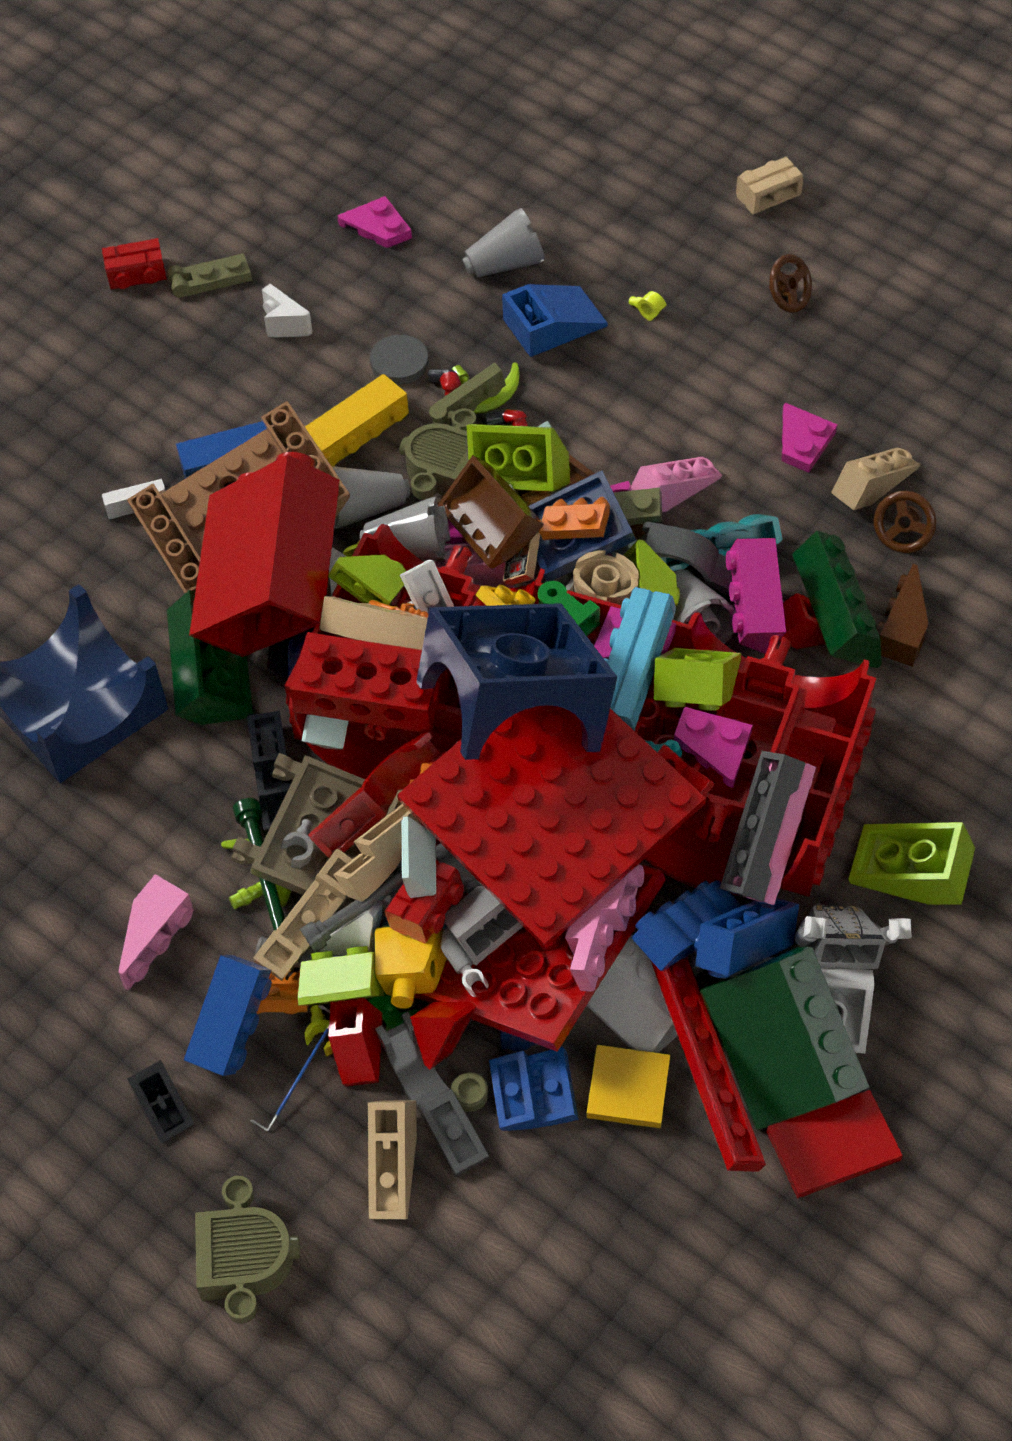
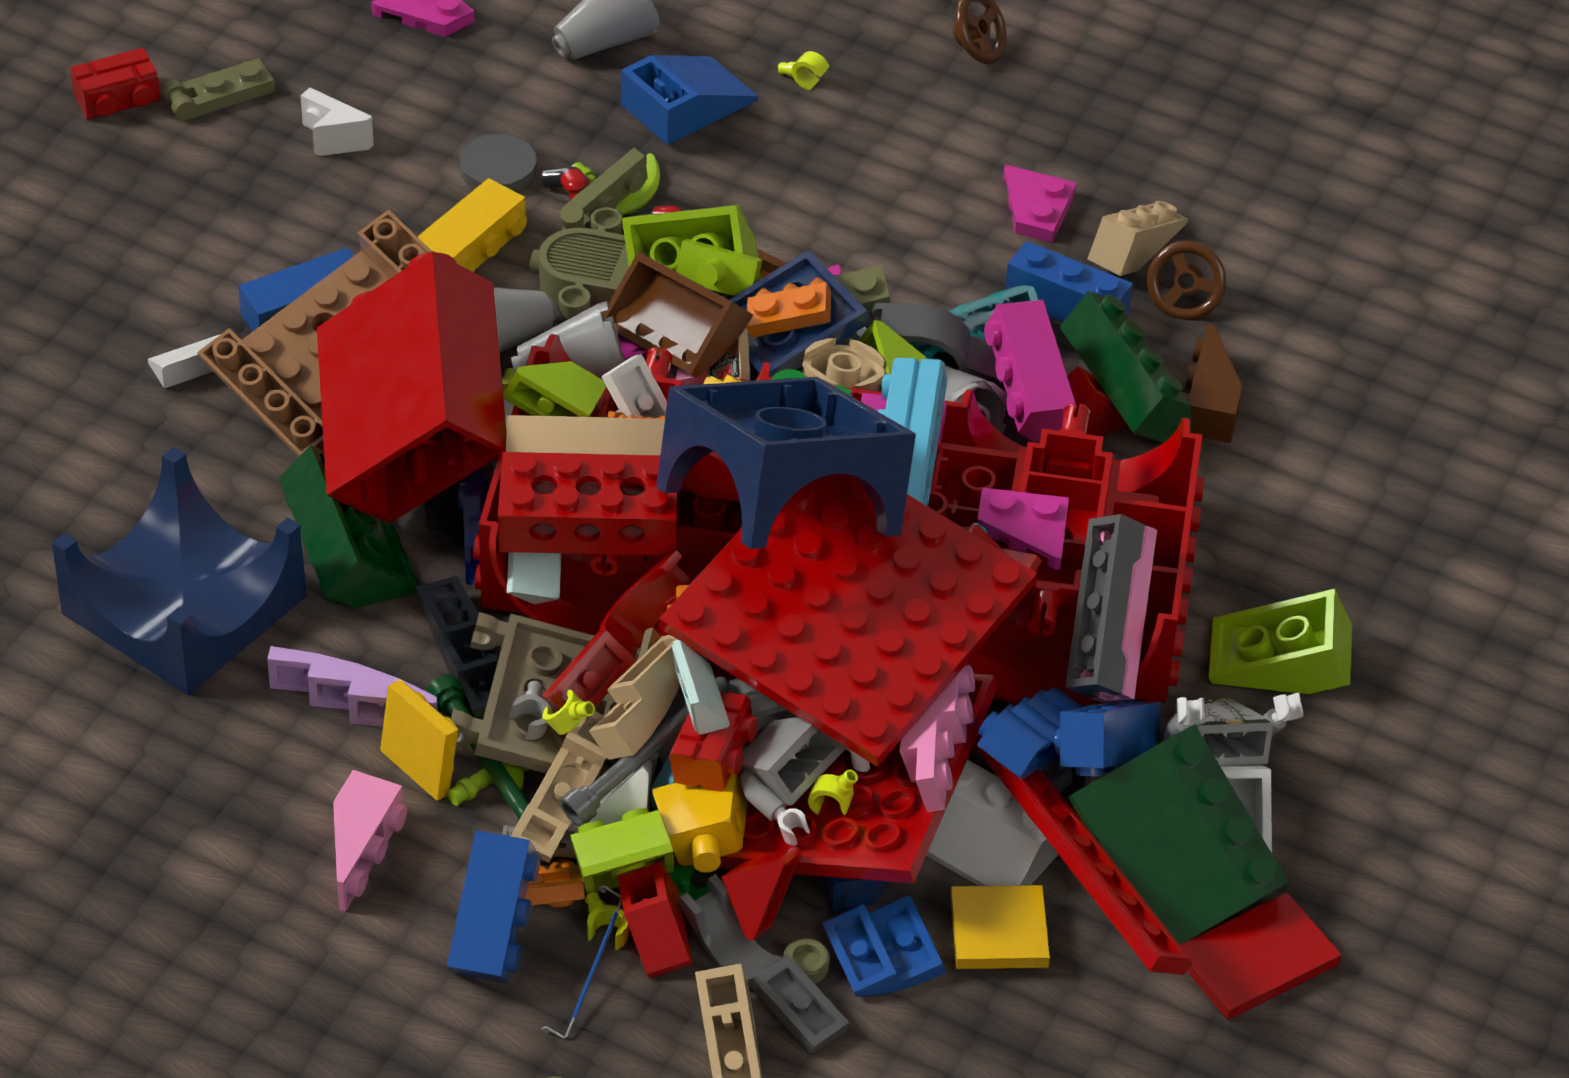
camera: 15 degrees left, 10 degrees down
(160, 1101) = (425, 1017): black slope -> none
(186, 804) = (335, 683): none -> lavender slope
(212, 854) = (419, 739): none -> yellow tile
(323, 857) = (569, 715): none -> neon yellow piece
(511, 955) = (835, 786): none -> neon yellow piece
(531, 475) = (717, 267): none -> lime tile
(677, 479) = (902, 260): bright pink slope -> none
(695, 677) = (988, 456): lime slope -> none
(804, 513) = (1062, 280): none -> blue brick

